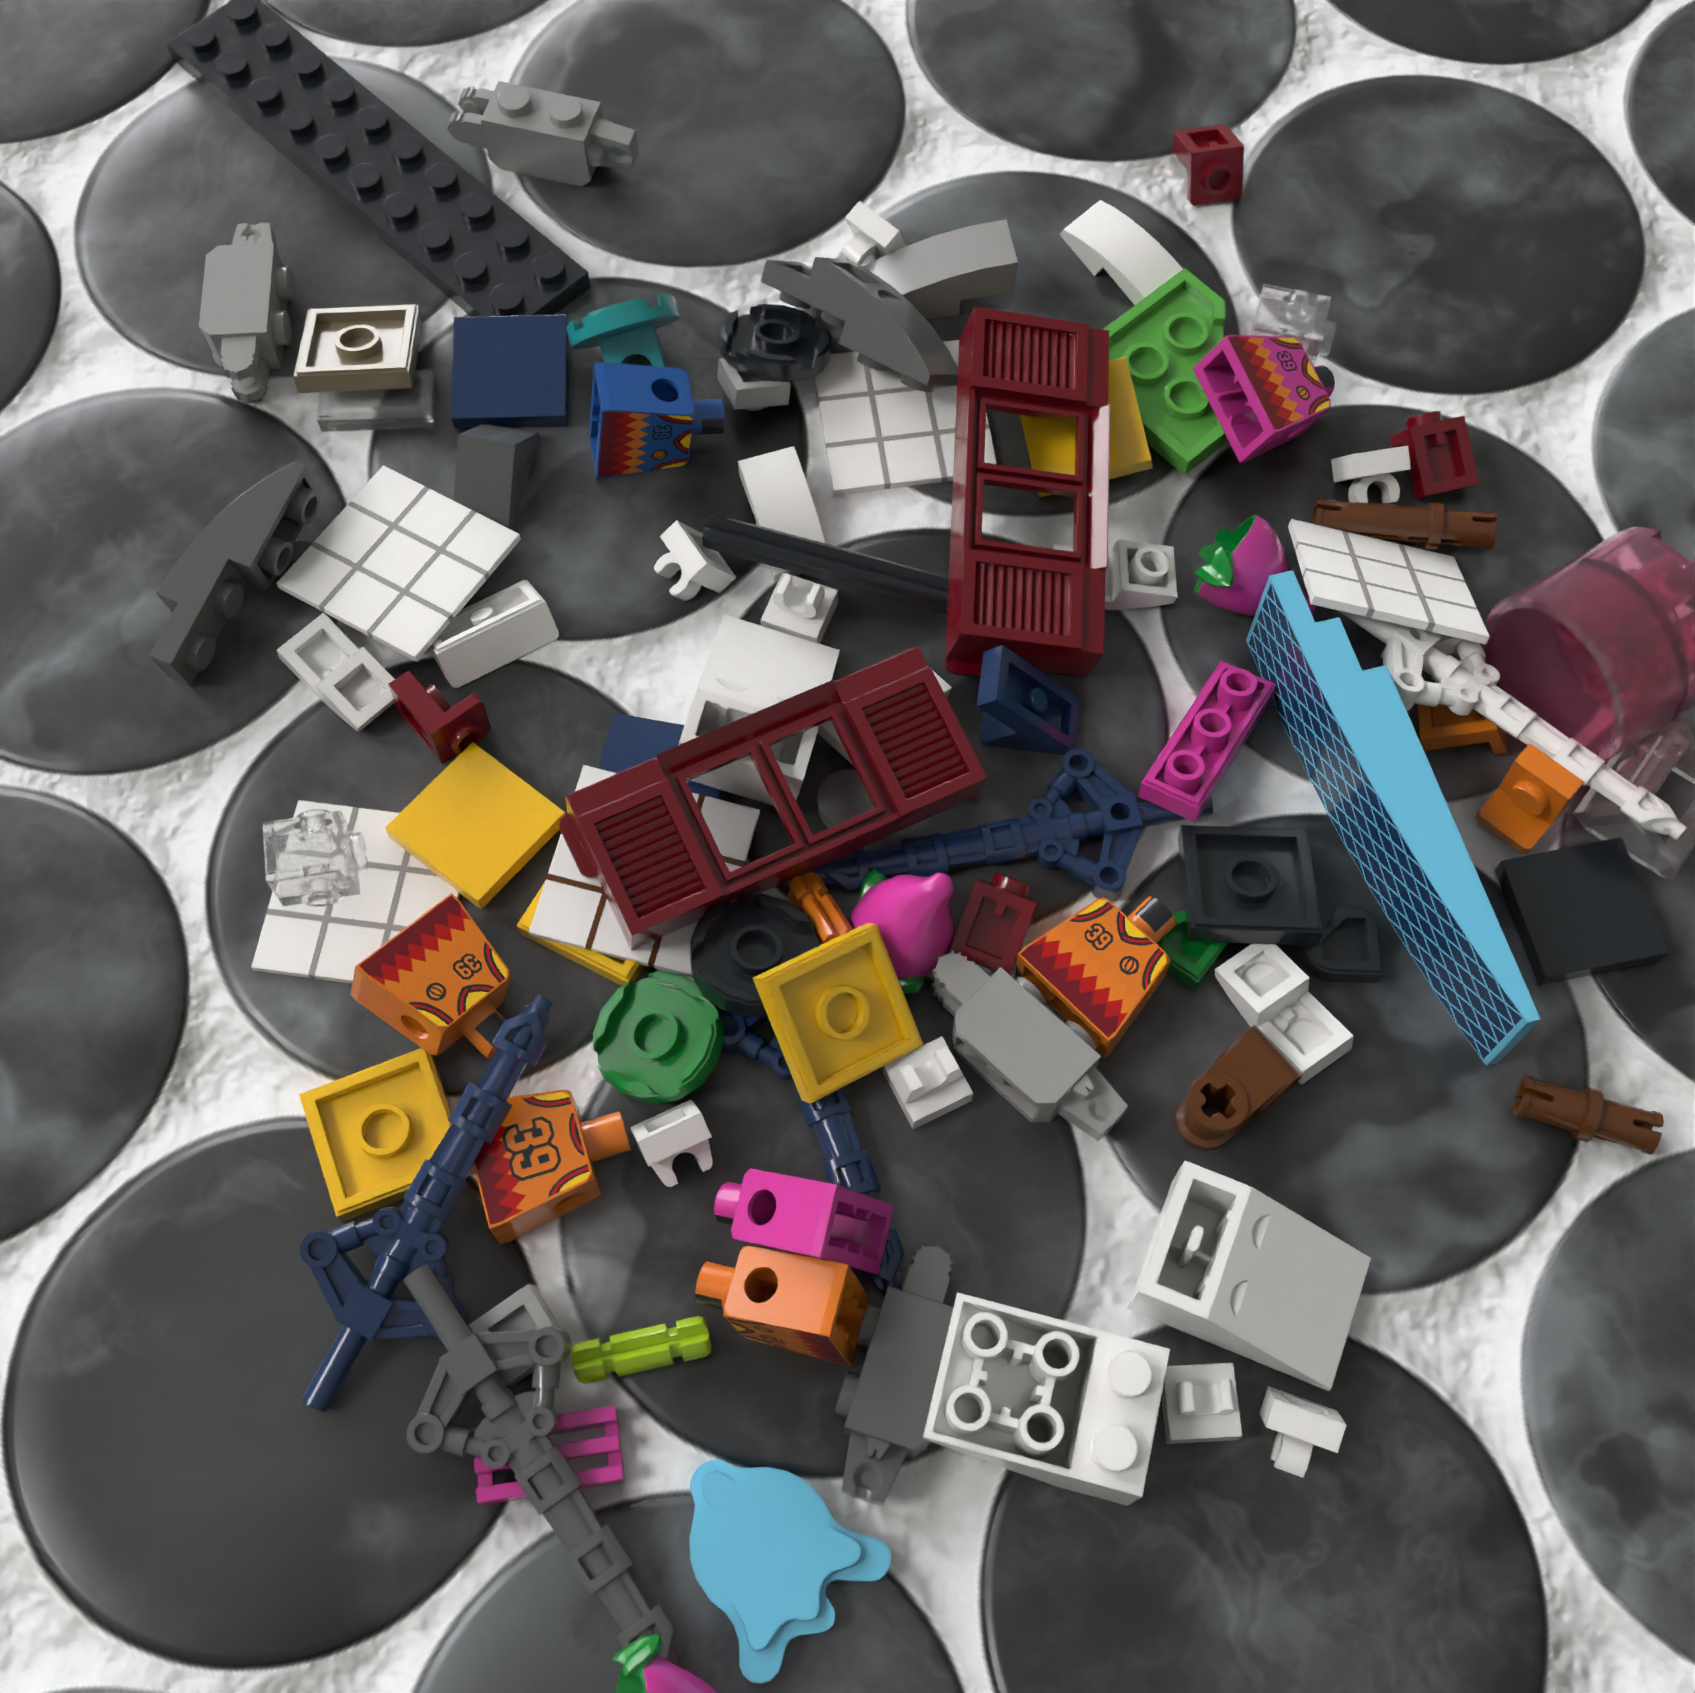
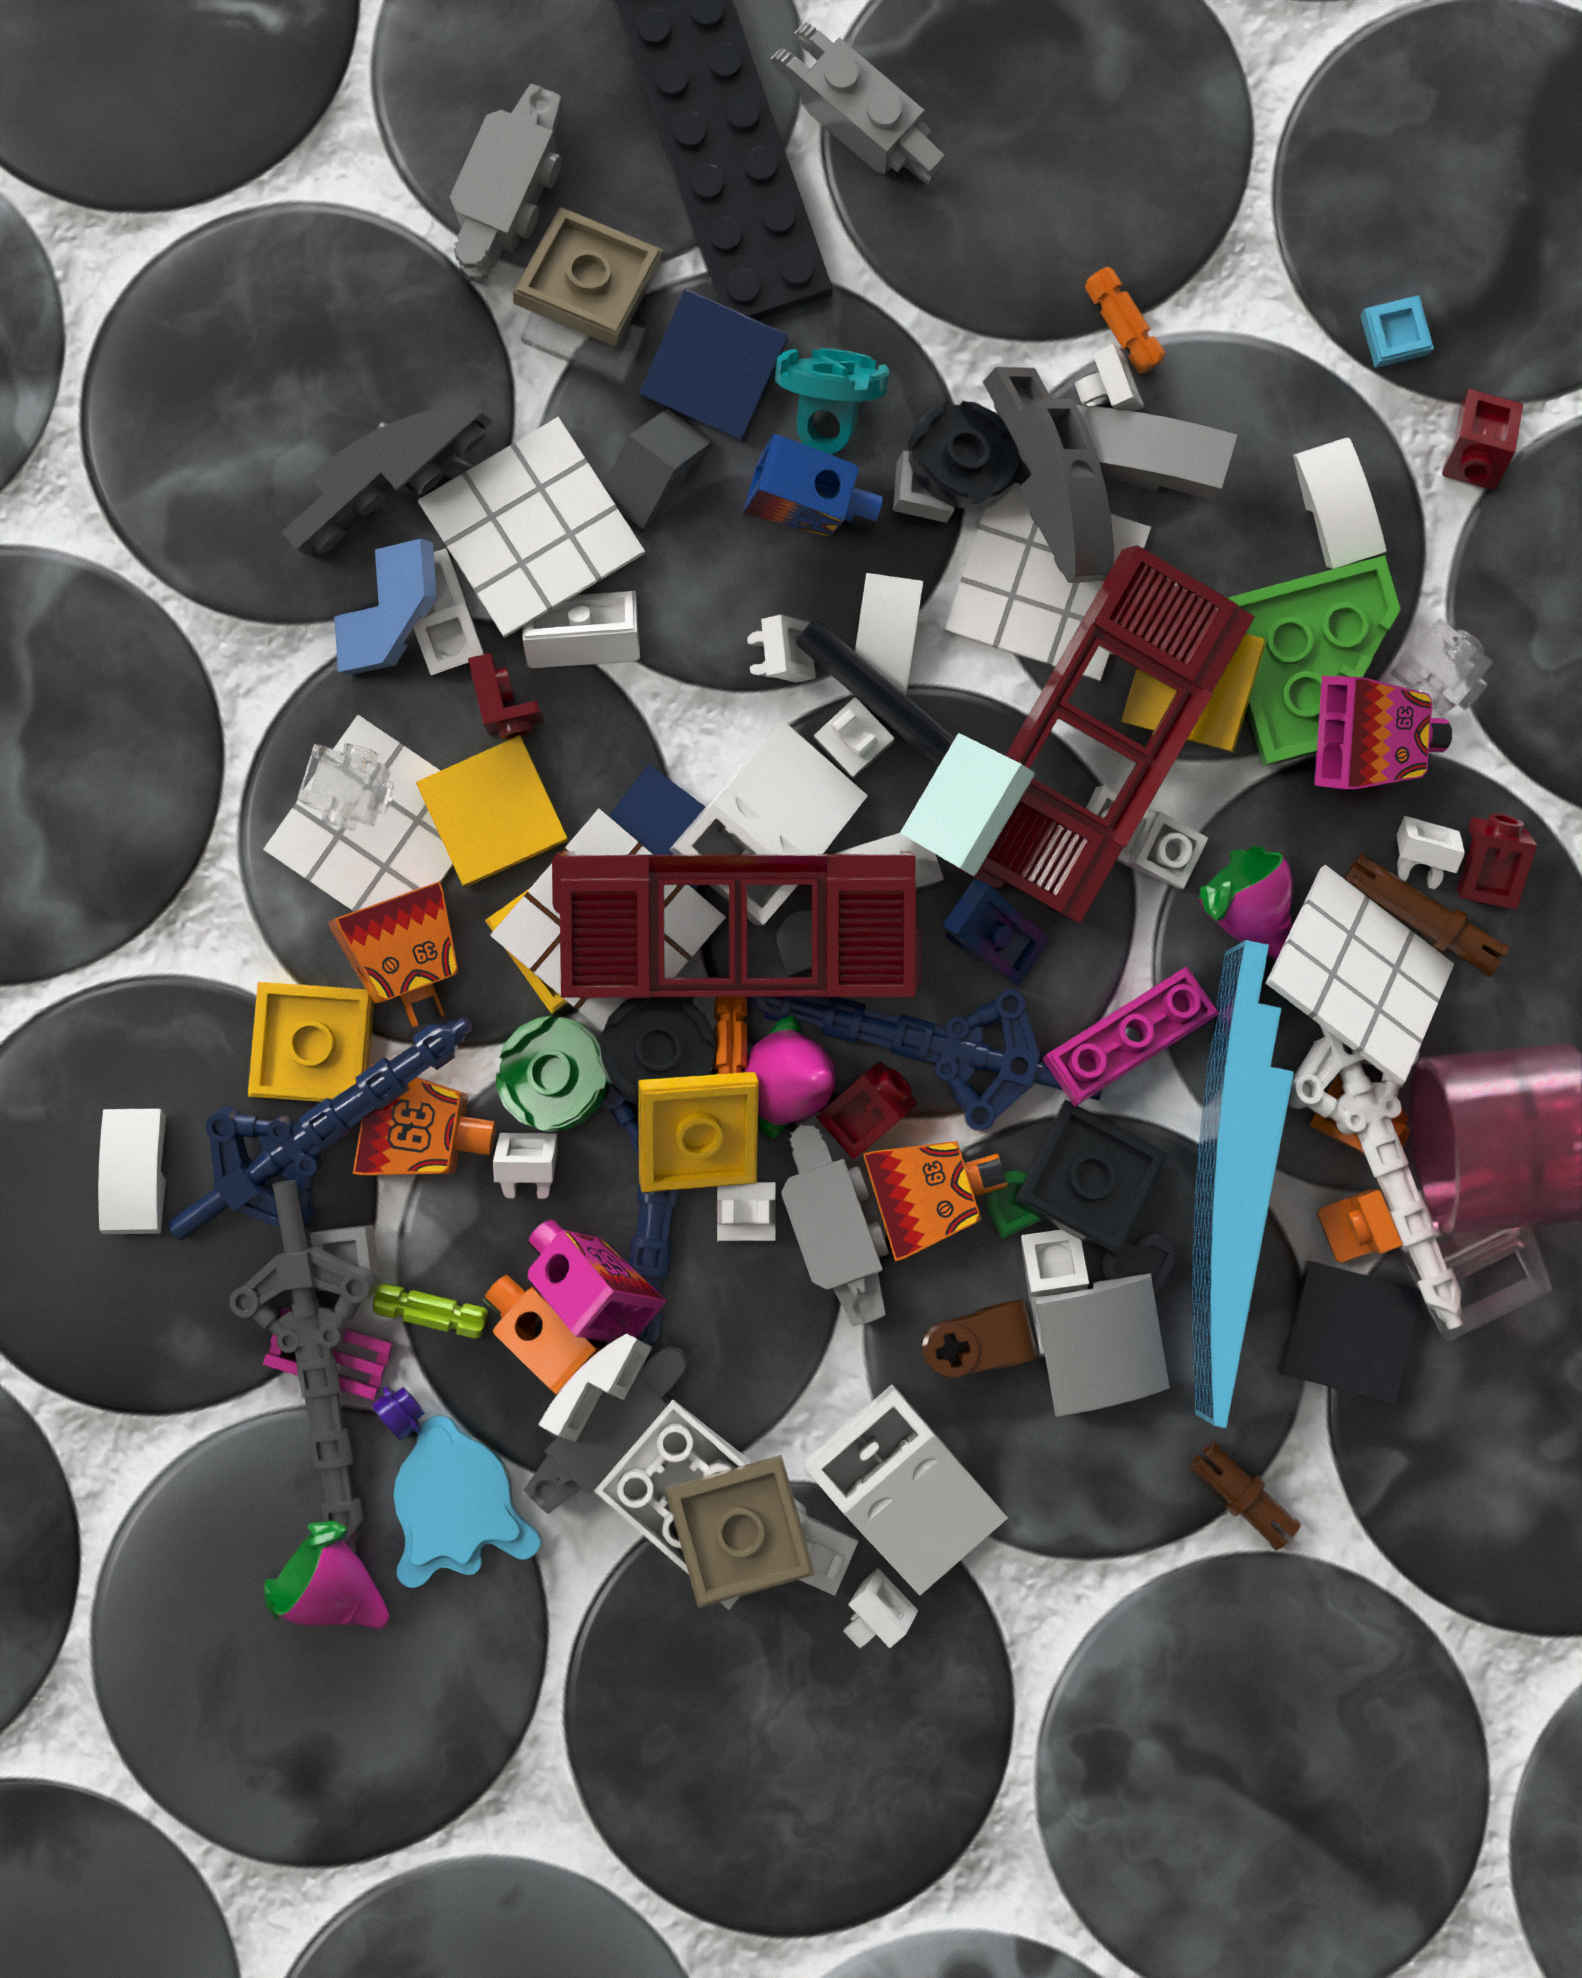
camera: 30 degrees right, 20 degrees up
(235, 1361) = (130, 1171): none -> white slope
(288, 713) = (406, 591): none -> medium blue tile
(658, 1478) = (399, 1412): none -> dark purple plate
(846, 193) = (1125, 320): none -> orange axle
(870, 1297) = (608, 1371): none -> white slope
(942, 586) = (967, 803): none -> light aqua tile
(1088, 122) = (1396, 331): none -> medium azure tile
(1108, 1392) = (740, 1531): none -> dark tan tile
(1357, 1032) = (1102, 1344): none -> light grey slope

